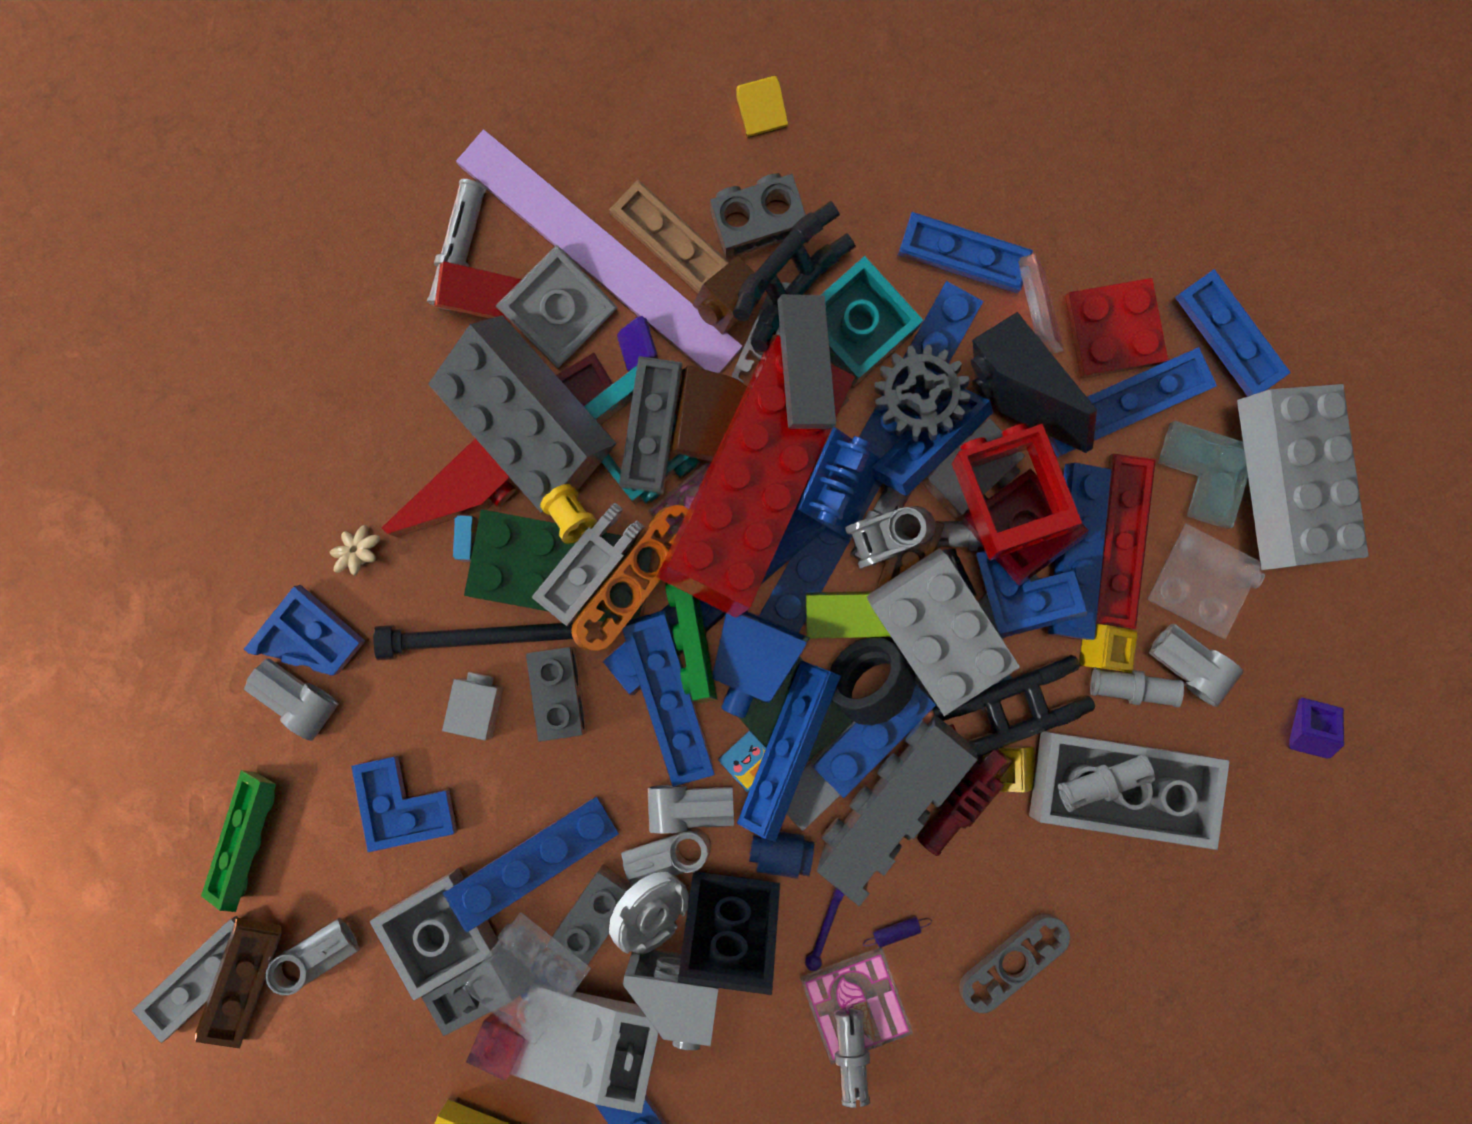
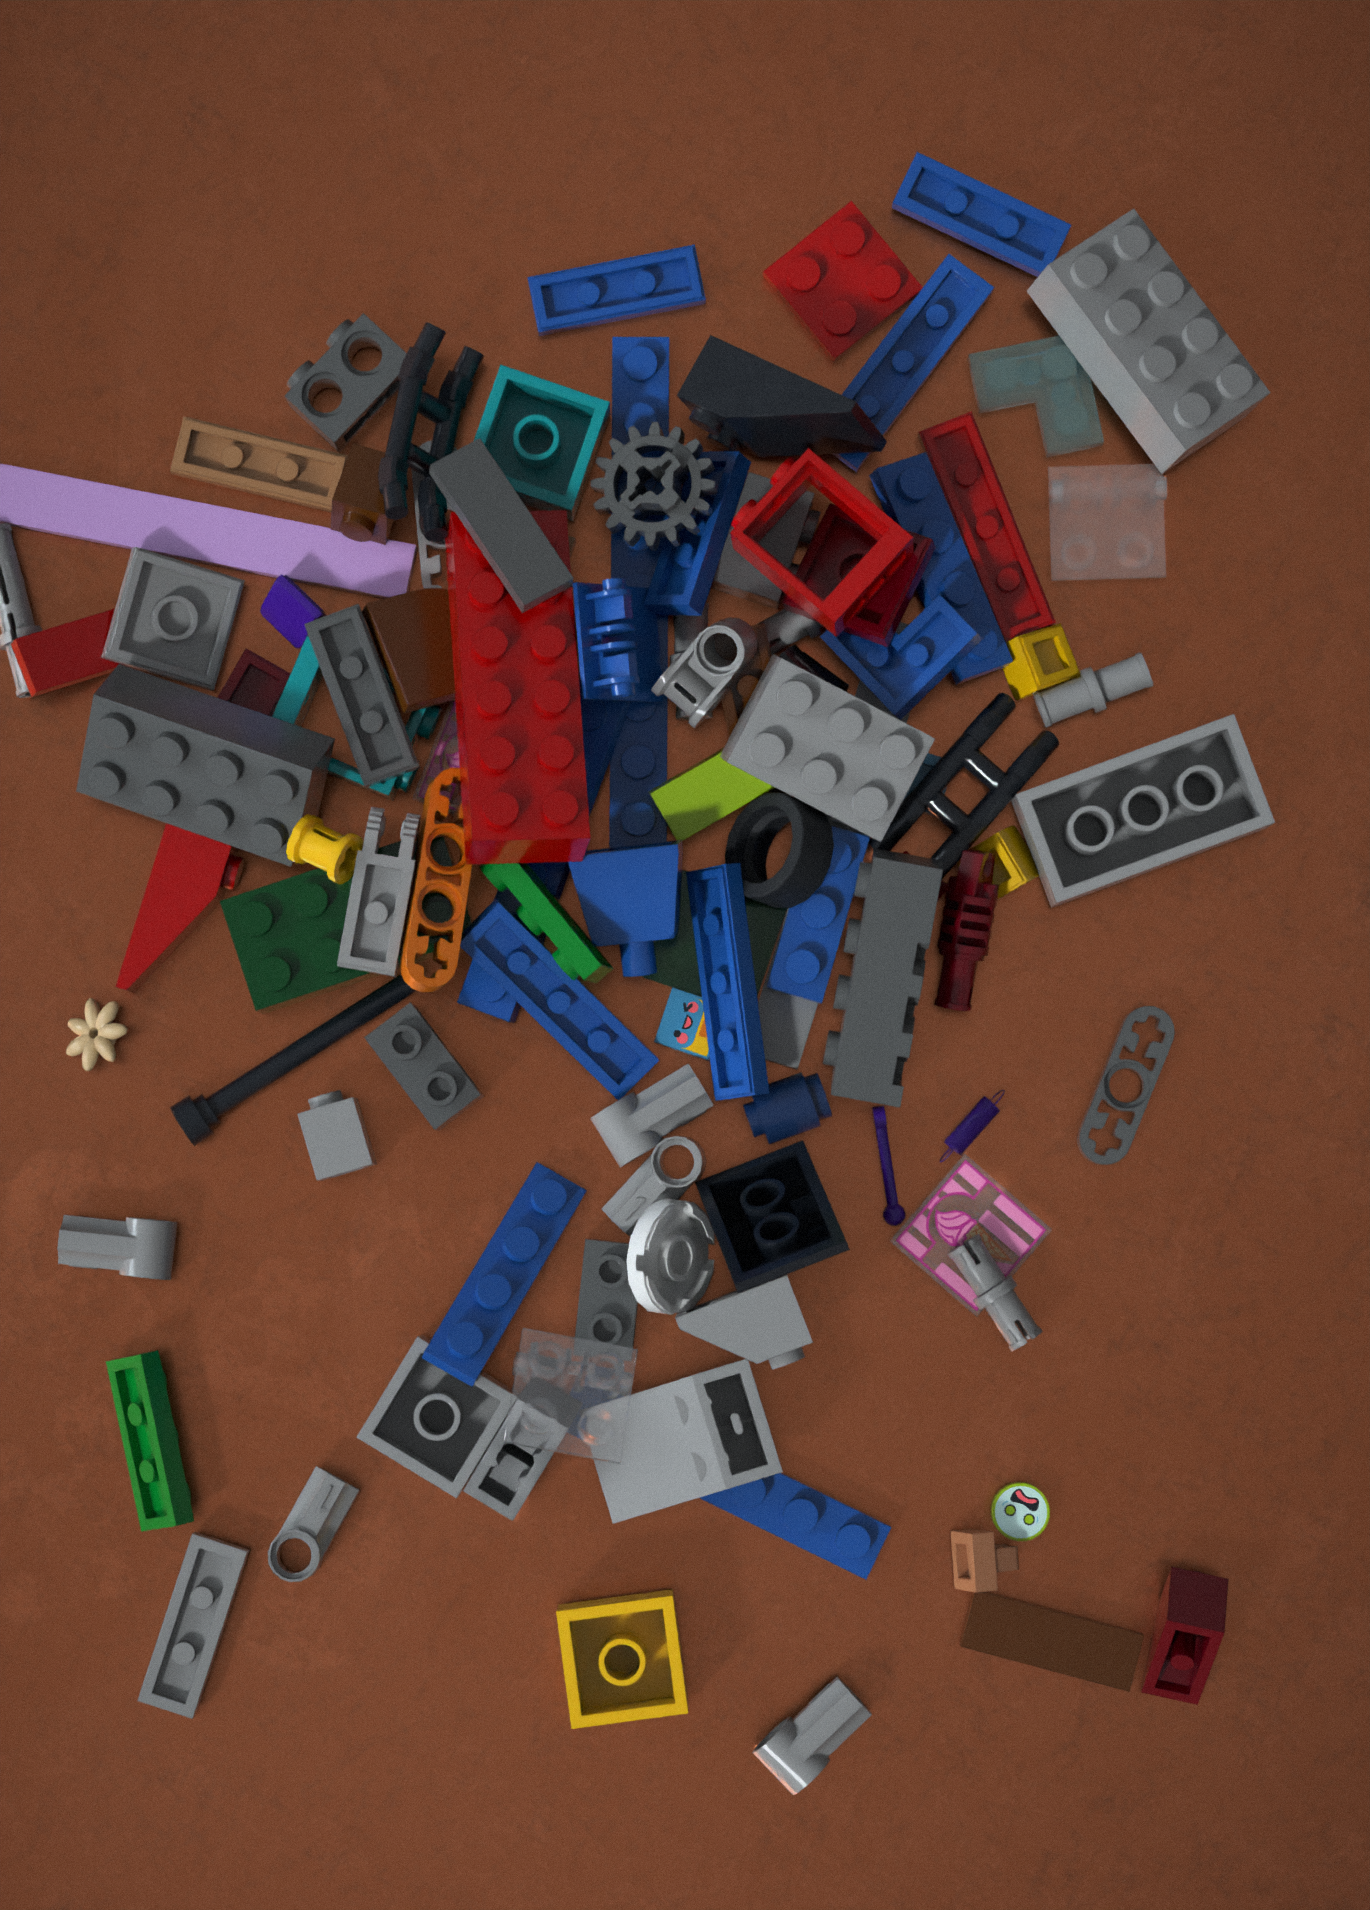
camera: 20 degrees left, 0 degrees up
(238, 983) = (243, 1600): reddish brown tile -> none
(306, 634) = (94, 1162): blue wing -> none
(392, 818) = (313, 1317): blue plate -> none
(464, 537) = (218, 947): dark azure tile -> none
(496, 1048) = (580, 1503): clear pink bracket -> none
(761, 106) = (282, 249): yellow slope -> none
(1040, 303) = (736, 307): clear tile -> none
(1106, 782) = (1104, 815): light grey pin -> none
(1206, 671) = (1163, 627): light grey piece -> none
(1317, 728) = (1330, 622): dark purple slope -> none

